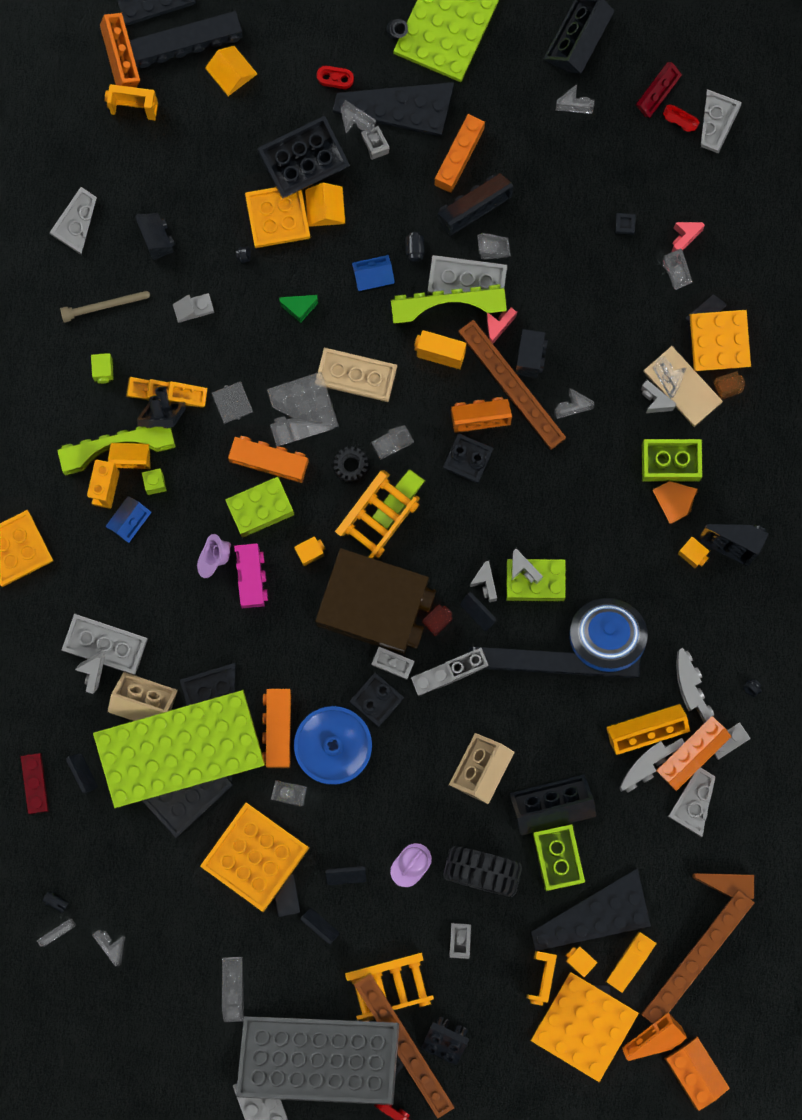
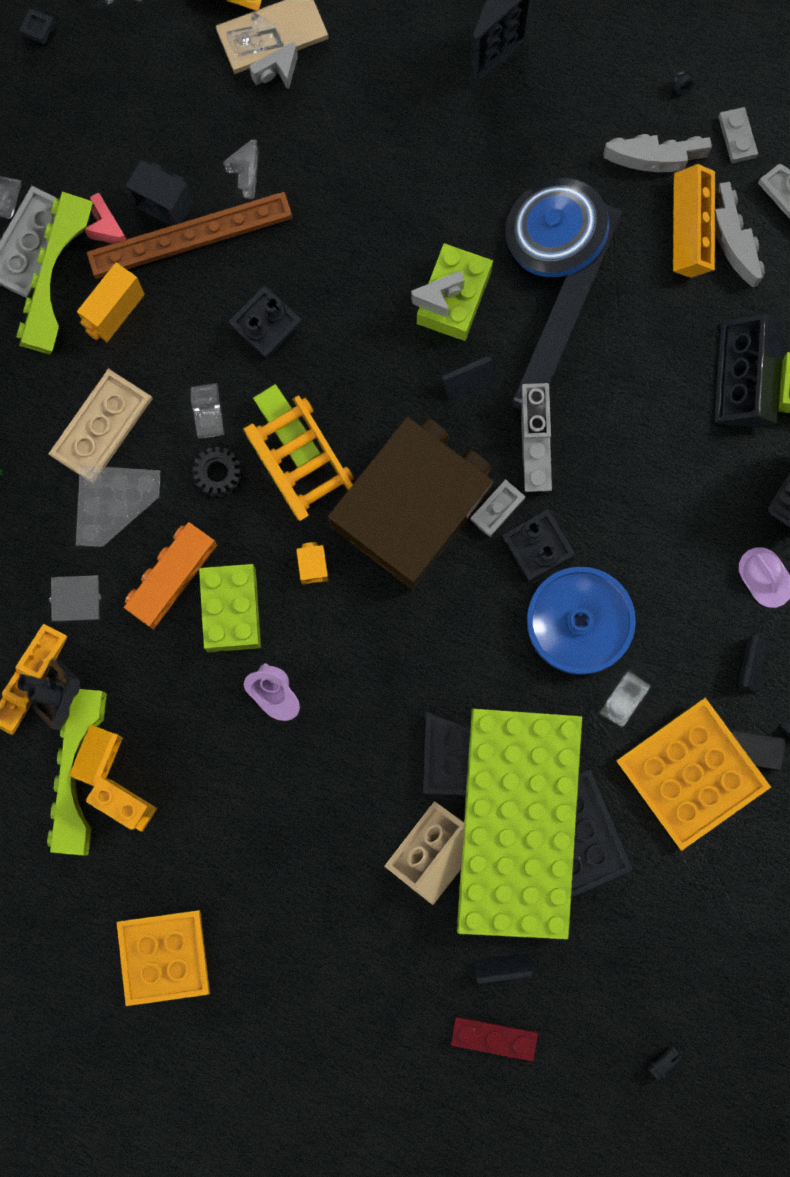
camera: 70 degrees left, 0 degrees up
(56, 933) = (708, 1076): clear tile -> none
(91, 637) = (338, 878): light grey plate -> none
(93, 668) = (366, 905): light grey slope -> none
(113, 951) = (756, 1007): clear slope -> none
(128, 519) = (180, 788): blue panel -> none
(154, 481) = (143, 736): lime brick -> none
(251, 576) = (318, 651): dark pink wedge -> none
(277, 728) = (532, 685): orange brick -> none
(294, 429) = (144, 527): clear slope -> none
(437, 619) = (462, 431): clear red brick -> none
(481, 415) = (215, 284): orange slope -> none
(481, 768) = (672, 443): tan slope -> none
(485, 577) = (426, 352): light grey slope -> none
(672, 460) = (362, 73): lime brick -> none
(675, 500) = (413, 90): orange slope -> none
(694, 553) = (488, 90): light orange brick -> none
(694, 753) = (743, 176): orange brick -> none

